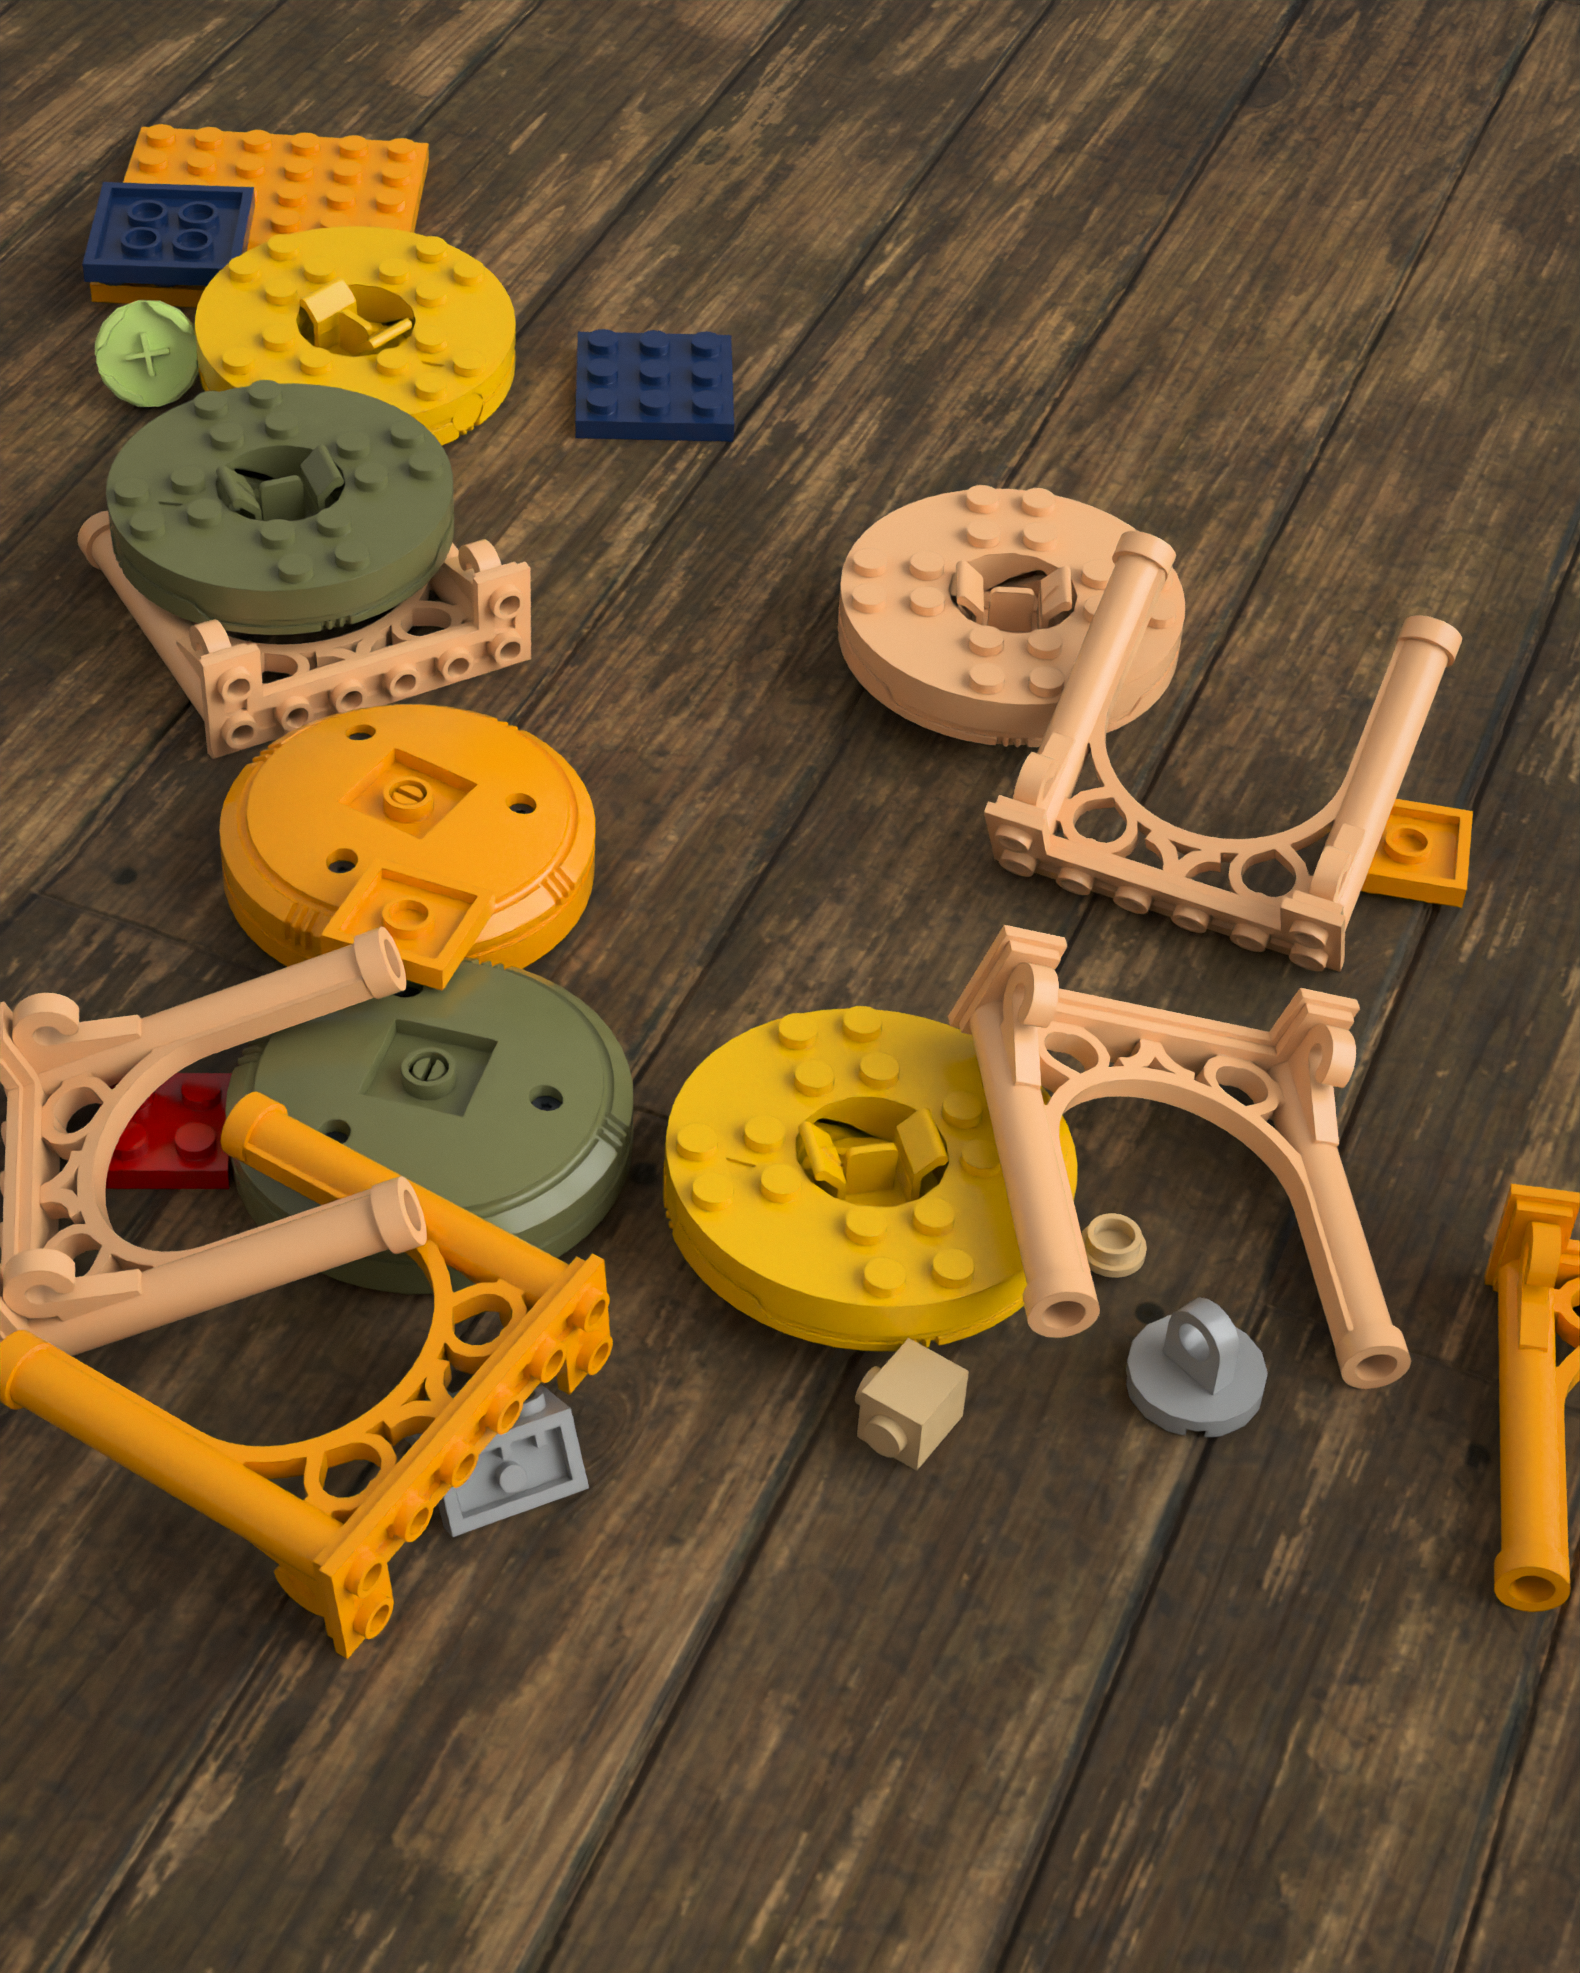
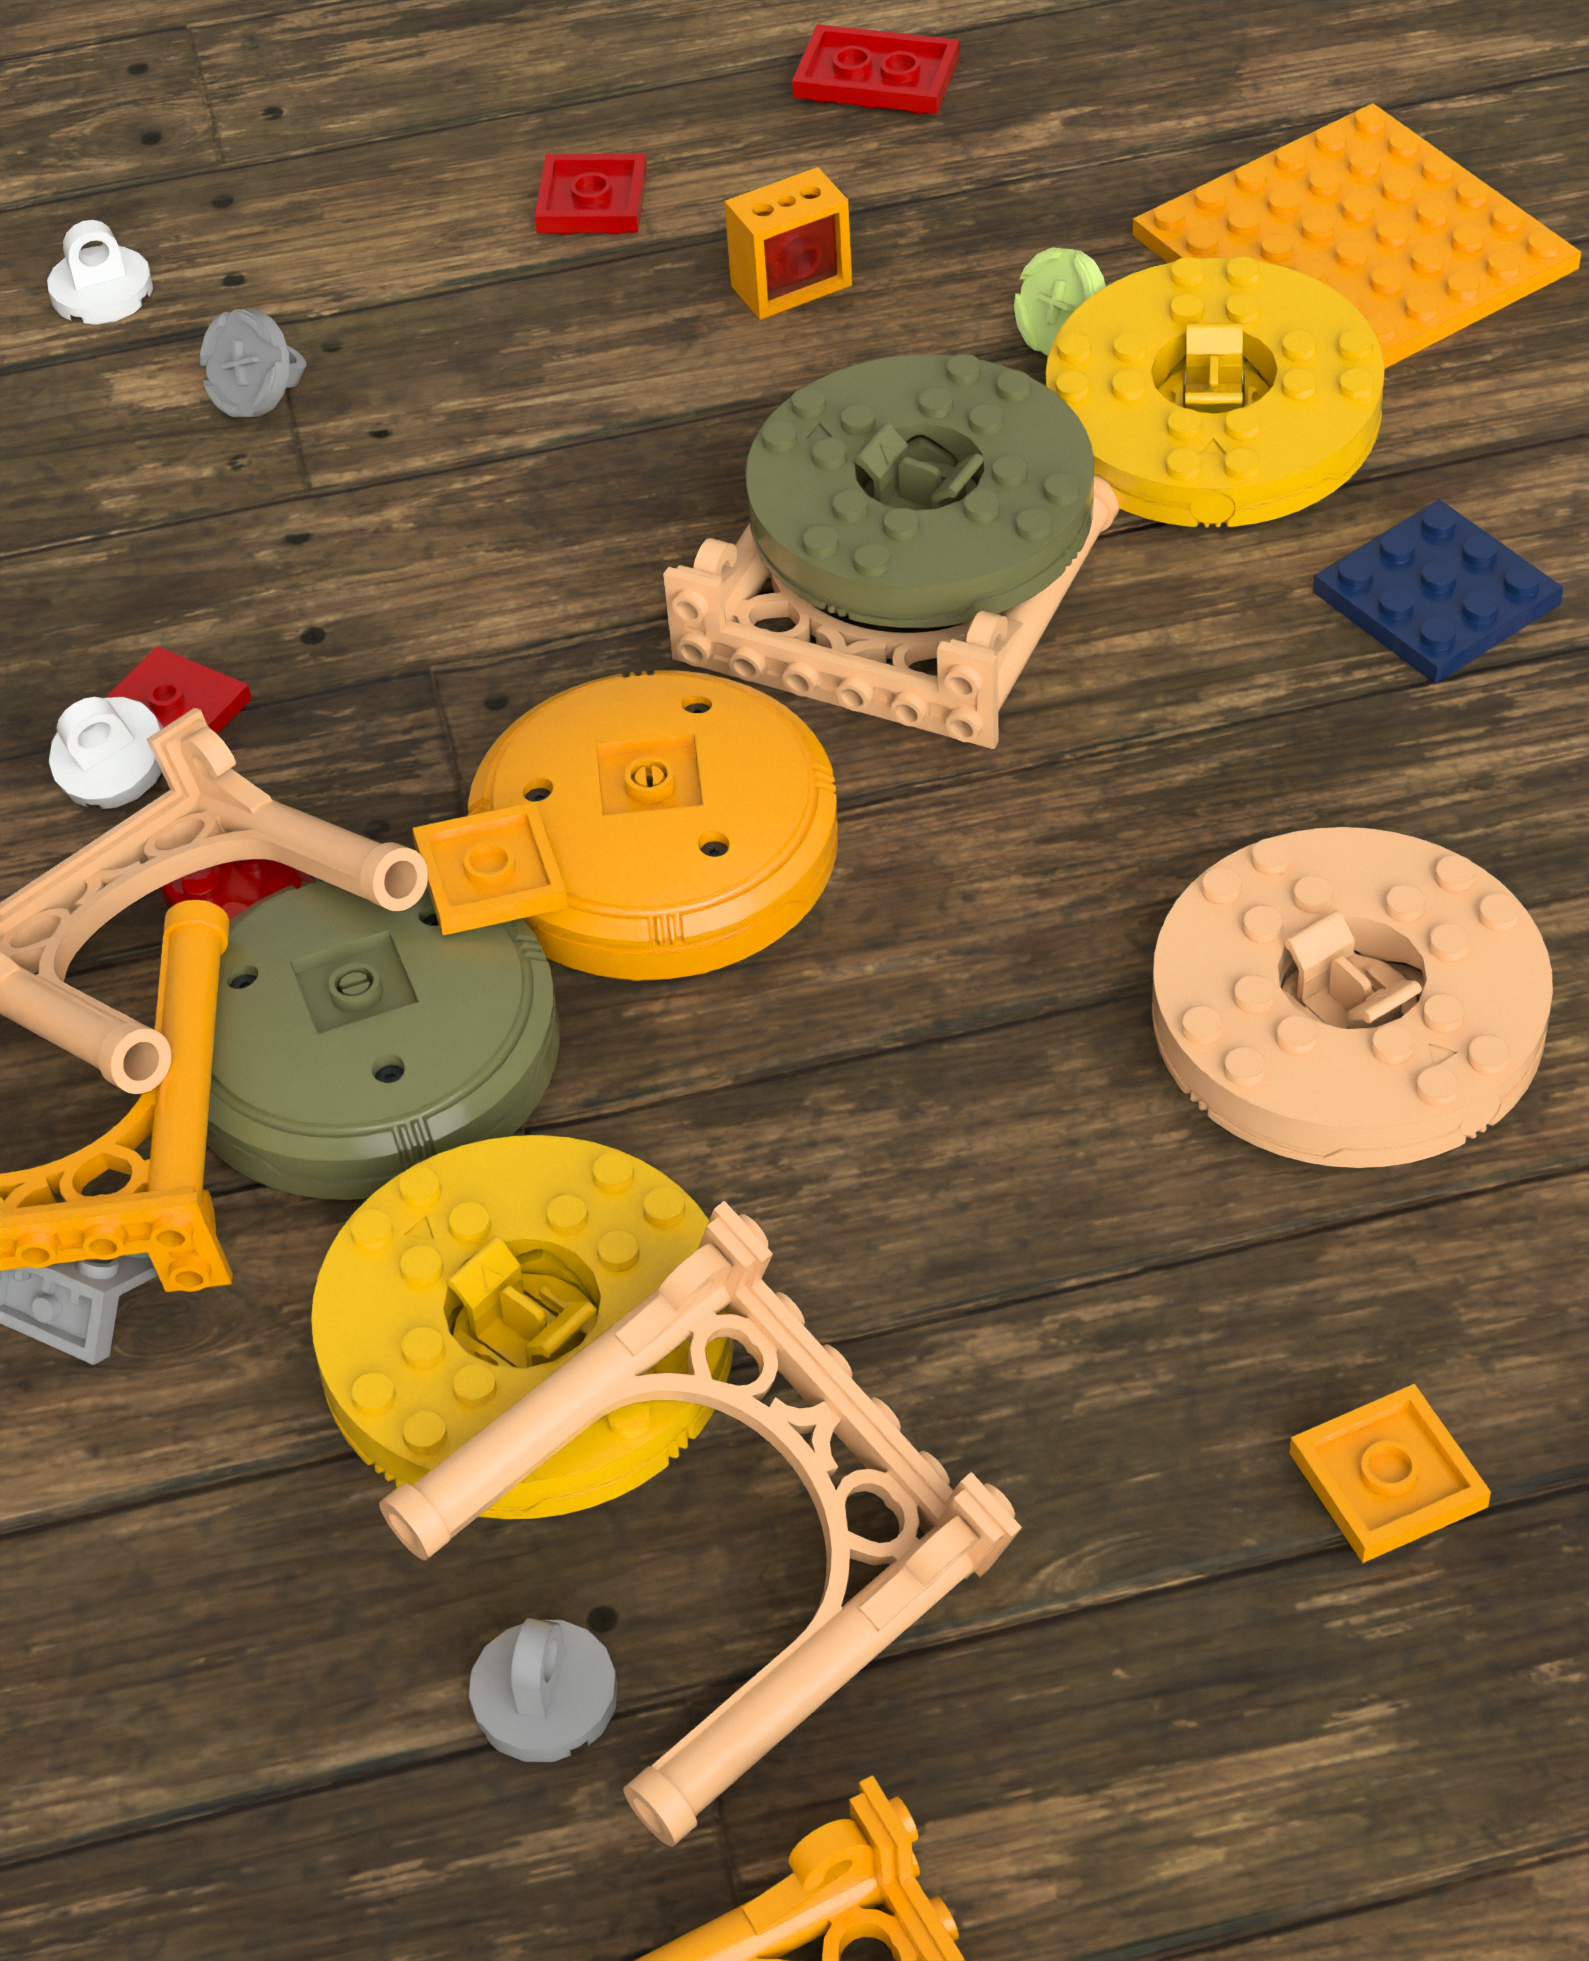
camera: 60 degrees right, 5 degrees up
(166, 233) = (1223, 205): dark blue plate -> none
(910, 1403) = (325, 1509): tan brick -> none
(1114, 1245) = (639, 1544): tan plate -> none
(1302, 923) = (1102, 1170): light nougat arch -> none

